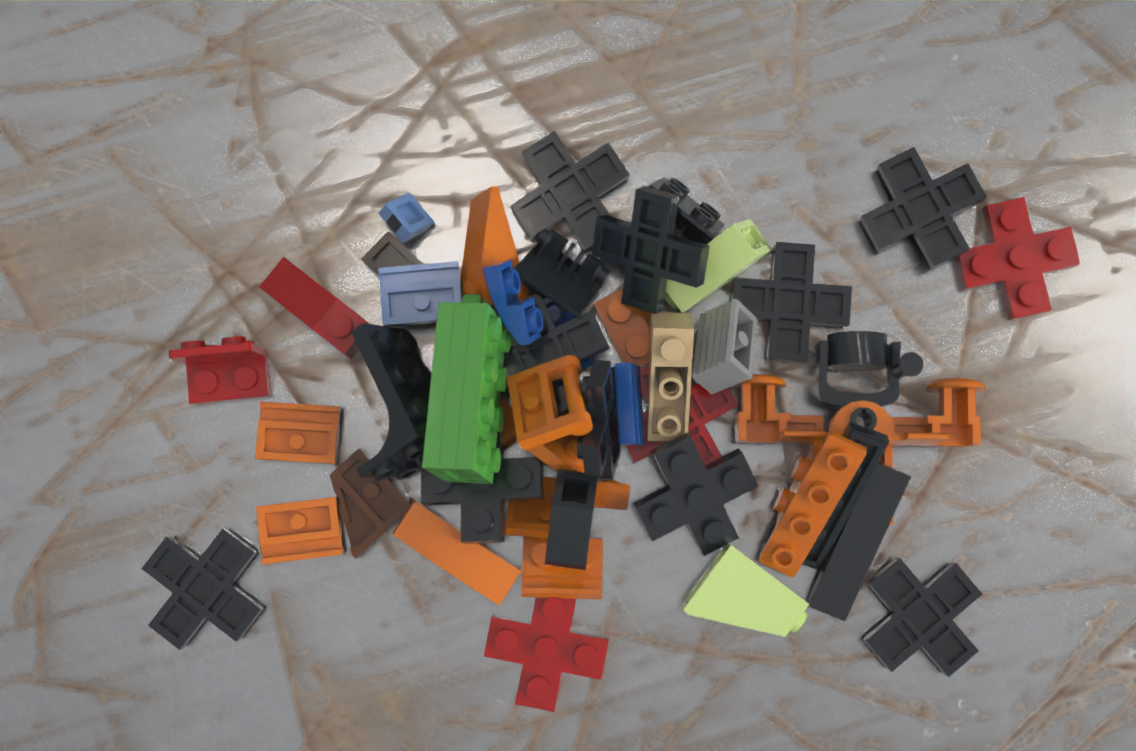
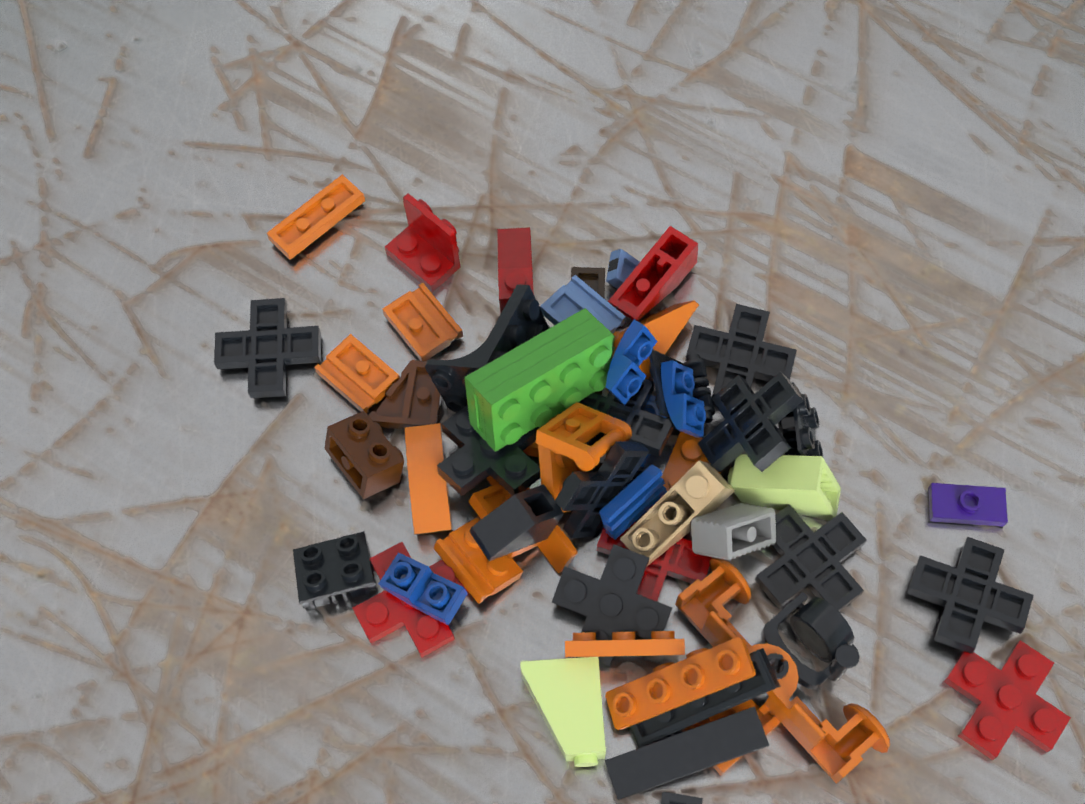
camera: 55 degrees right, 20 degrees down
(100, 439) = (316, 217): none -> orange plate
(387, 587) = (364, 454): none -> reddish brown brick
(438, 199) = (656, 274): none -> red slope
(466, 693) = (332, 570): none -> black hinge
(553, 636) = (423, 588): none -> blue slope
(590, 292) = (684, 410): none -> blue slope
(743, 519) = (624, 645): none -> orange plate
(851, 135) = (967, 504): none -> dark purple plate

